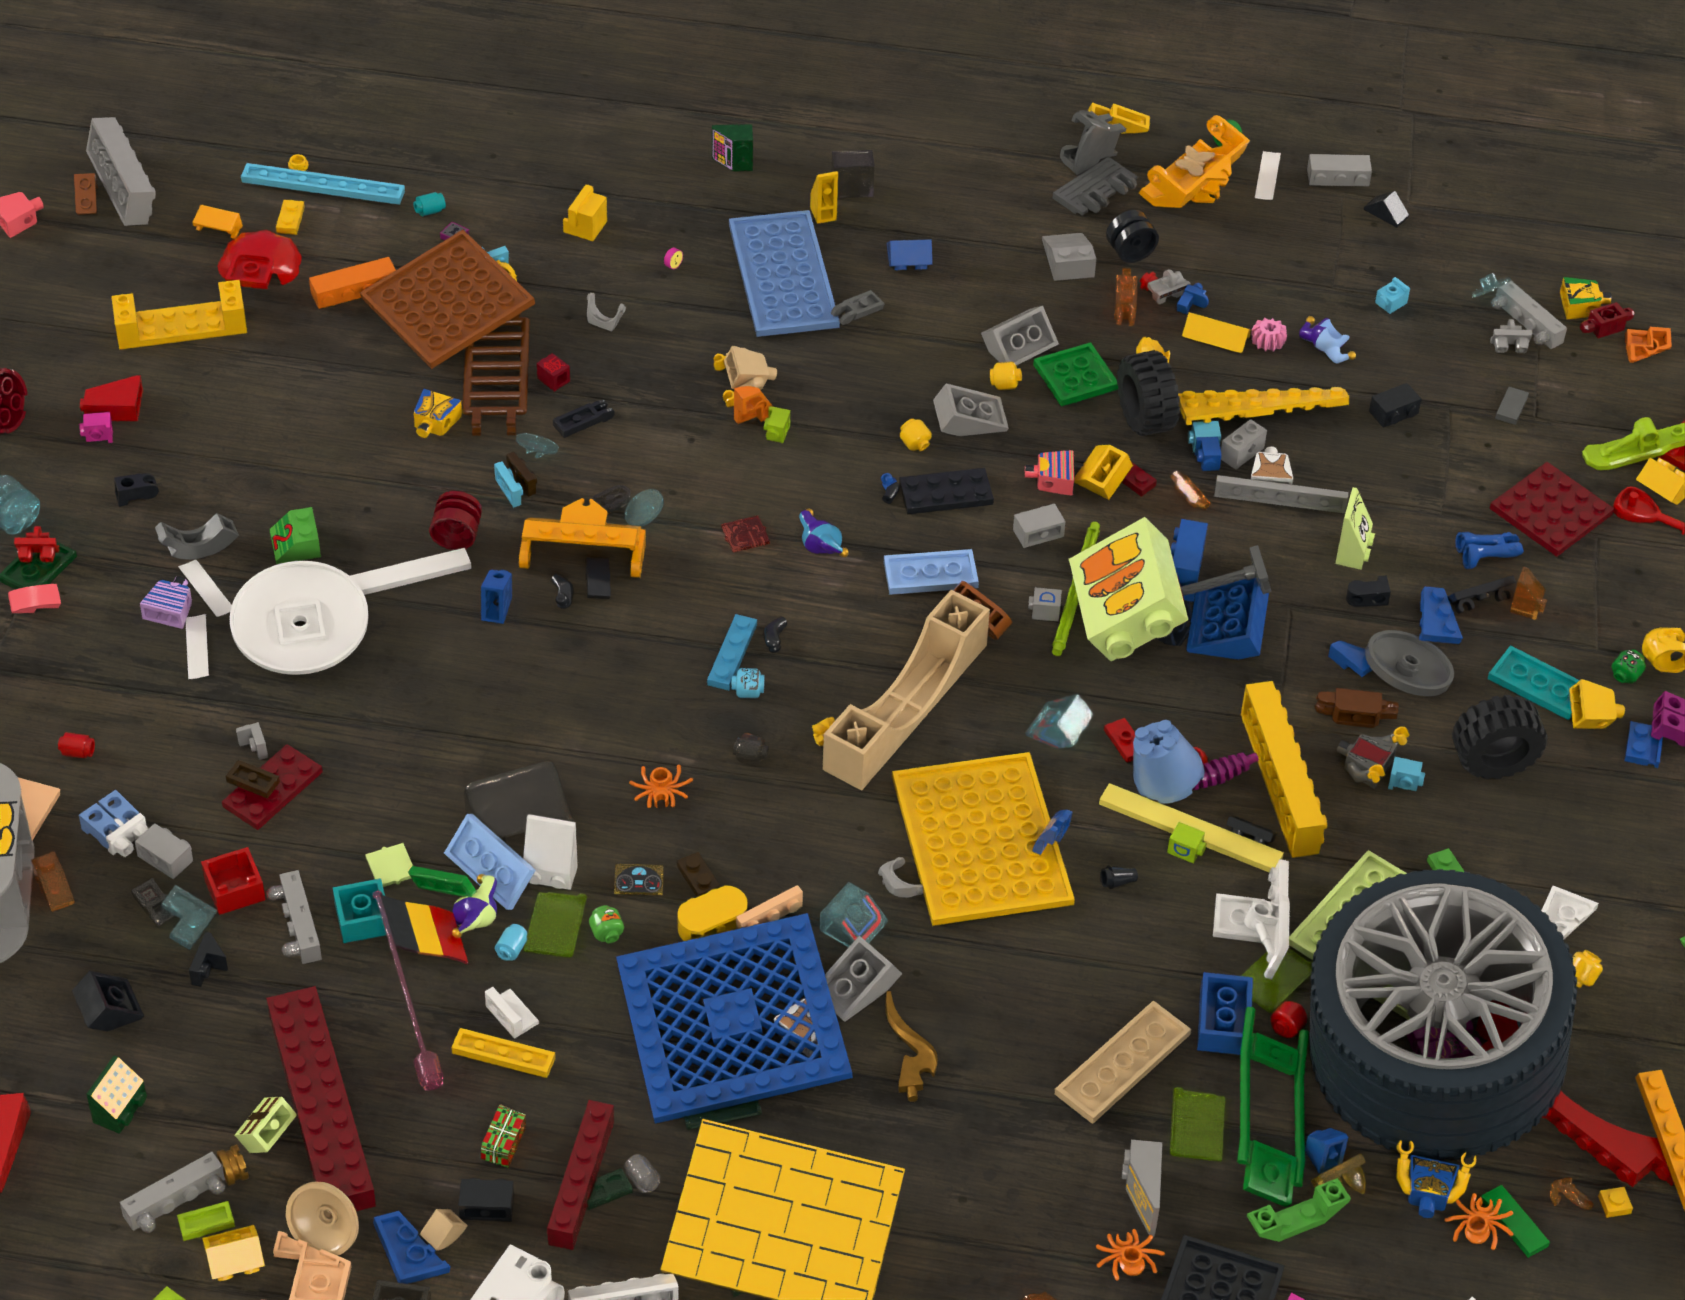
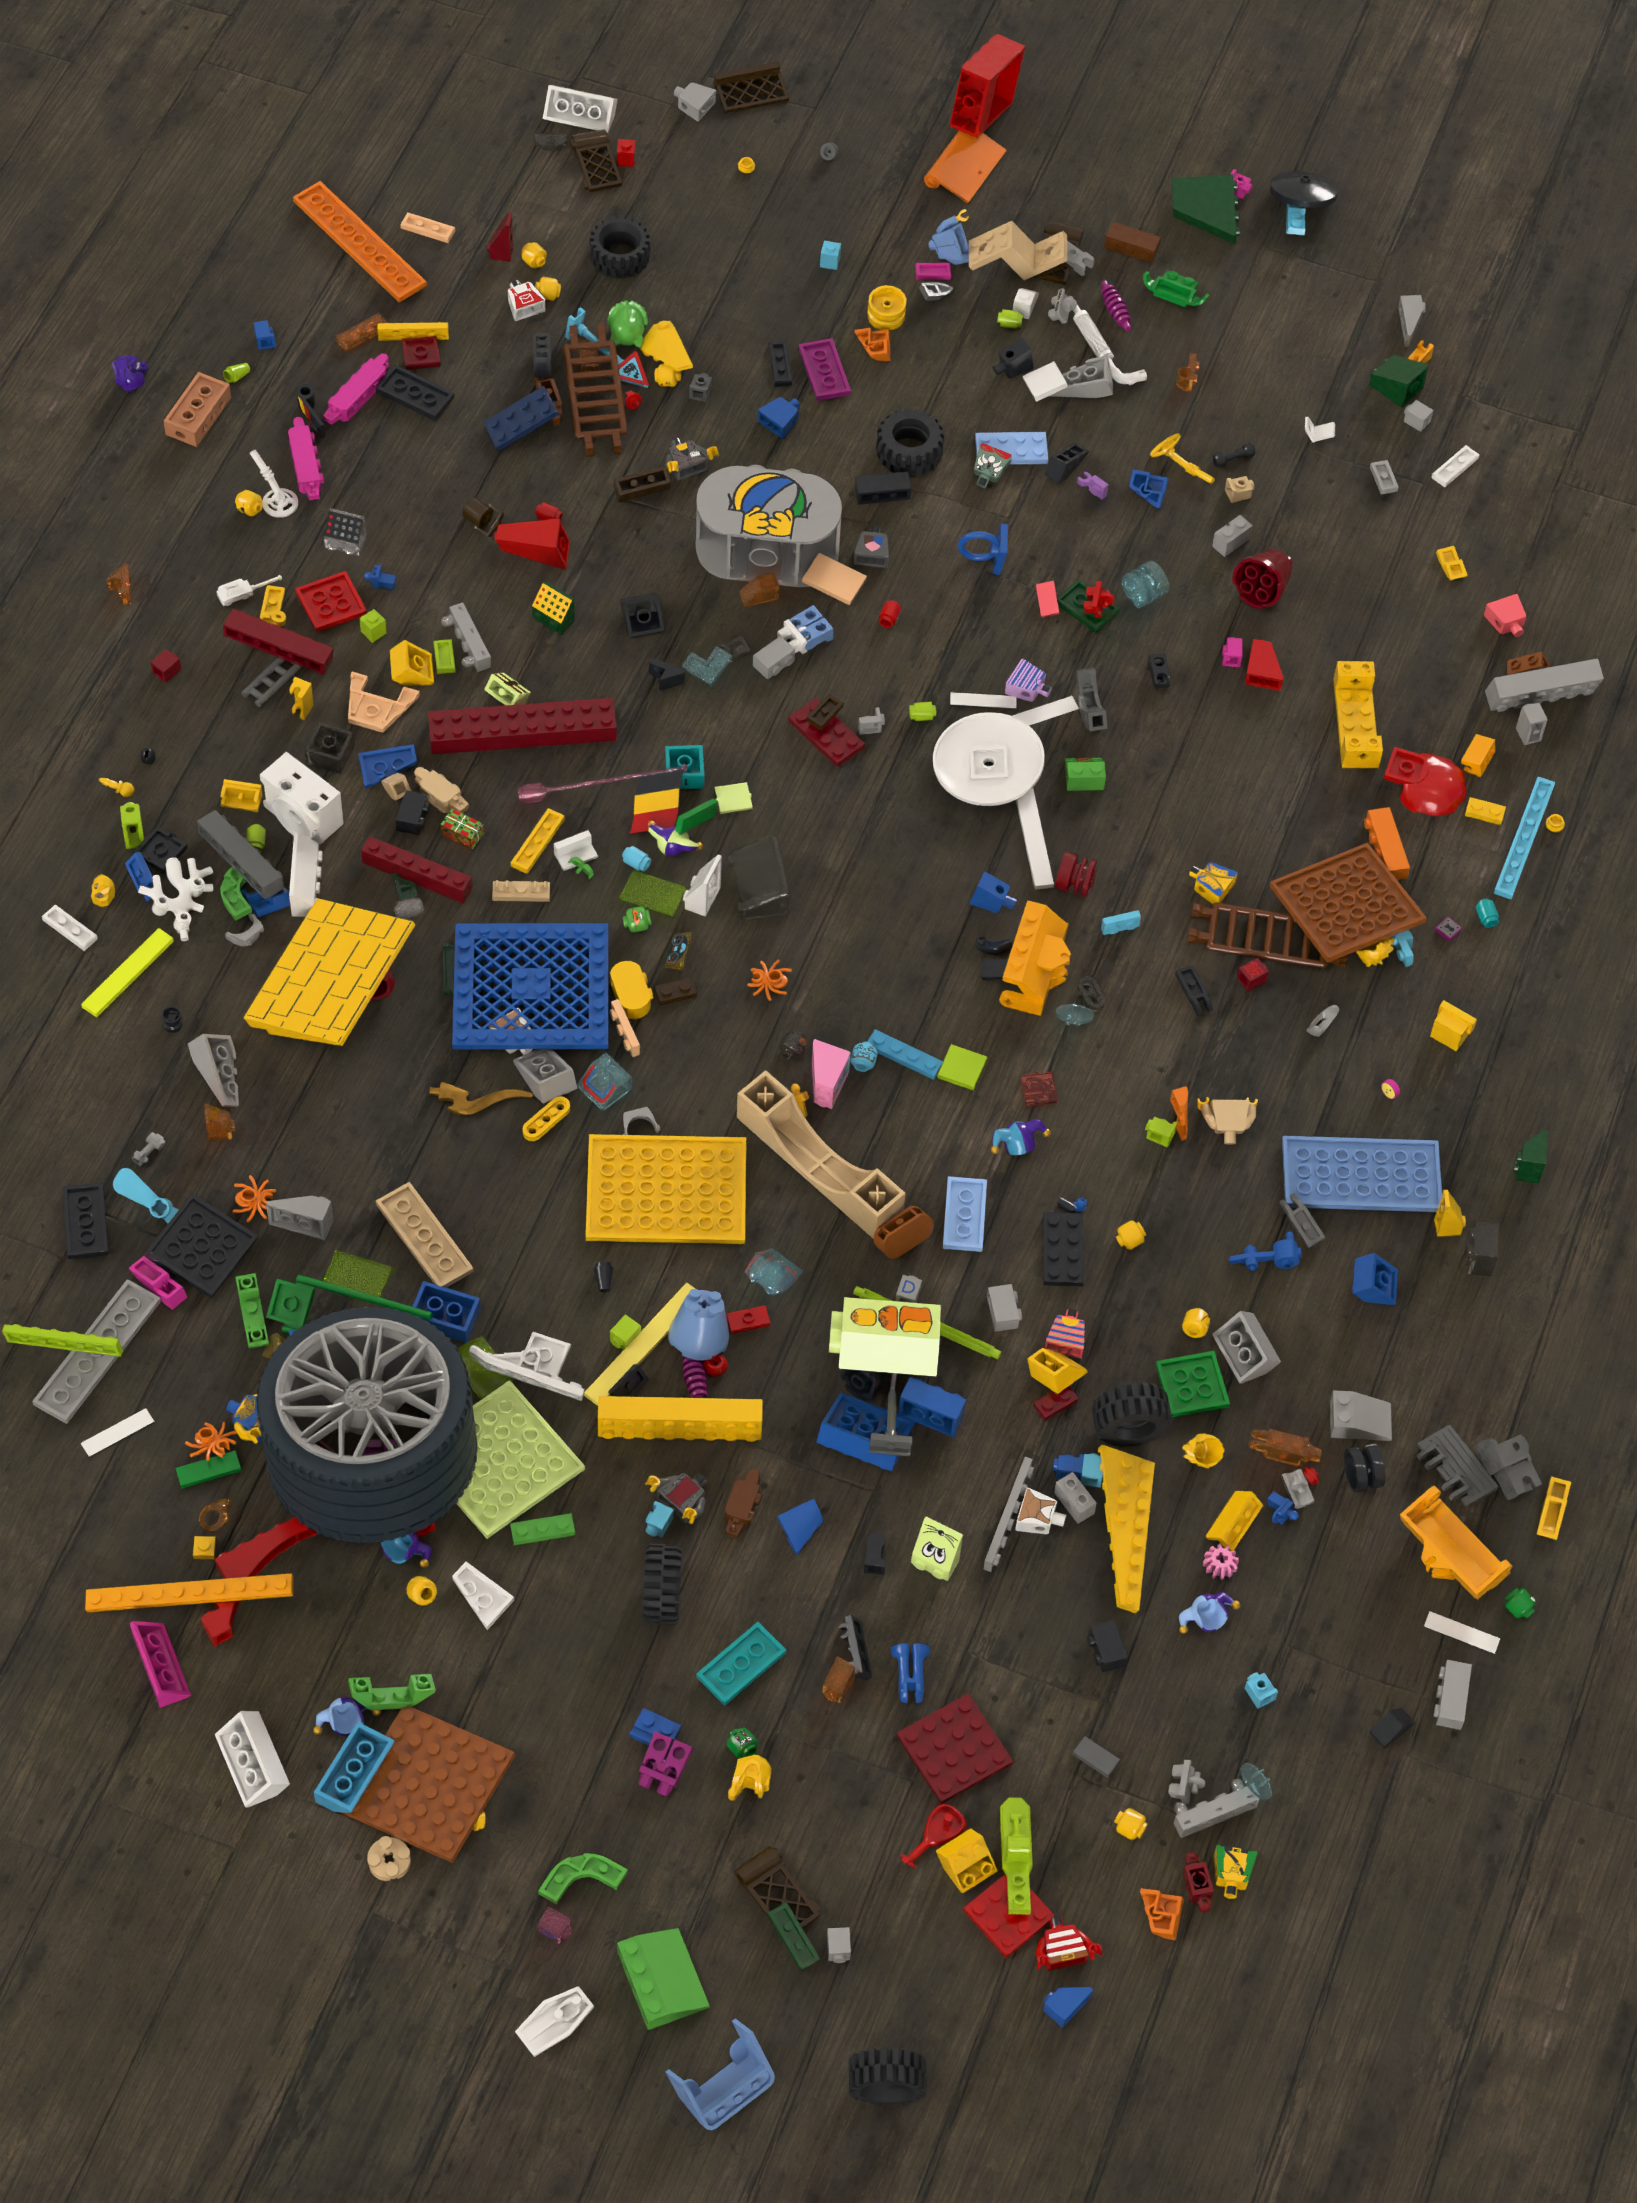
camera: 100 degrees right, 10 degrees up
(173, 179) = (1531, 723): none -> light grey brick
(229, 694) = (922, 711): none -> lime brick
(233, 880) = (734, 695): red container -> none
(233, 1165) = (479, 669): pearl gold wheel -> none
(301, 922) = (692, 732): light grey piece -> none
(312, 1222) = (416, 711): tan dish -> none
(444, 1175) = (440, 791): none -> tan hinge
(483, 852) = (719, 847): light blue plate -> none
(521, 473) = (1131, 933): dark brown plate -> none
(536, 993) = (582, 866): none -> bright green piece
(537, 444) = (1164, 949): clear light blue piece -> none
(583, 1059) = (521, 891): none -> tan plate
(736, 597) = (962, 1067): none -> lime tile
(772, 633) = (917, 1084): black arm -> none
(790, 703) = (829, 1072): none -> bright pink slope
(903, 317) = (1284, 1253): none -> blue piece
(914, 962) = (549, 1112): none -> yellow plate
(969, 411) = (1153, 1286): light grey slope -> none
(1054, 830) = (652, 1232): blue slope -> none
(1187, 487) = (1025, 1440): clear orange plate -> none
(1194, 161) = (1476, 1556): tan piece -> none
(1409, 663) = (778, 1555): dark grey dish -> none
(1438, 617) = (834, 1602): blue wing -> none
(1571, 369) = (1130, 1824): none -> yellow head
(1593, 706) = (696, 1692): yellow torso -> none

